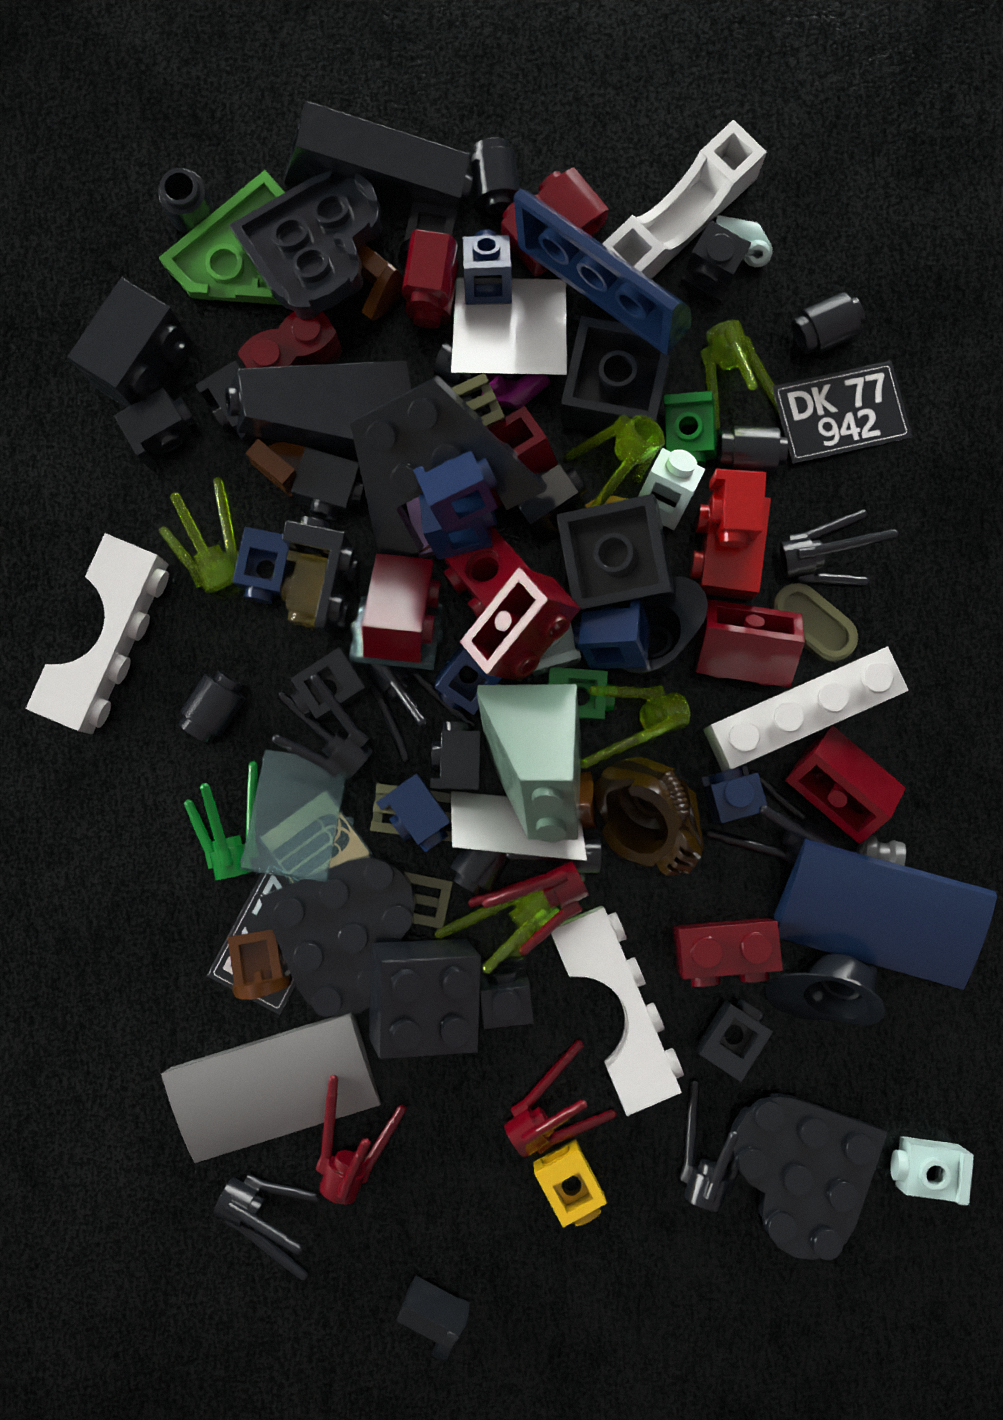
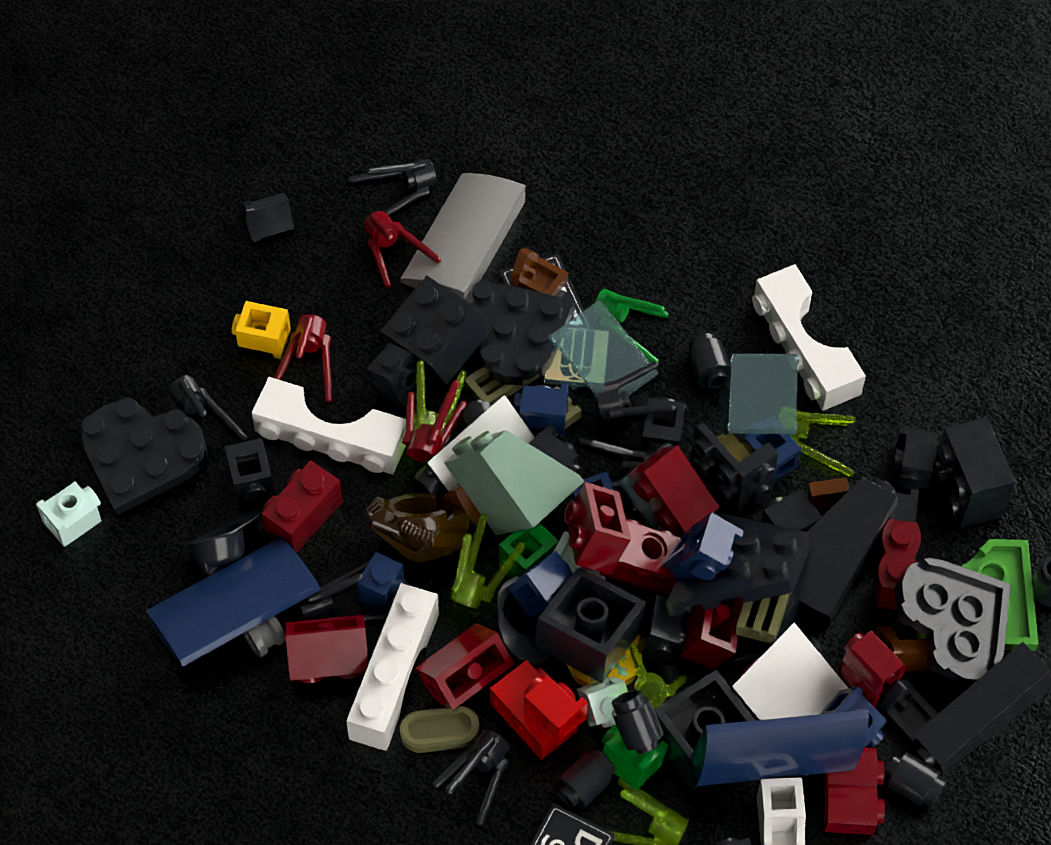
camera: 130 degrees right, 25 degrees down
(212, 612) = (763, 394): none -> clear light blue piece
(685, 420) = (636, 721): none -> black brick

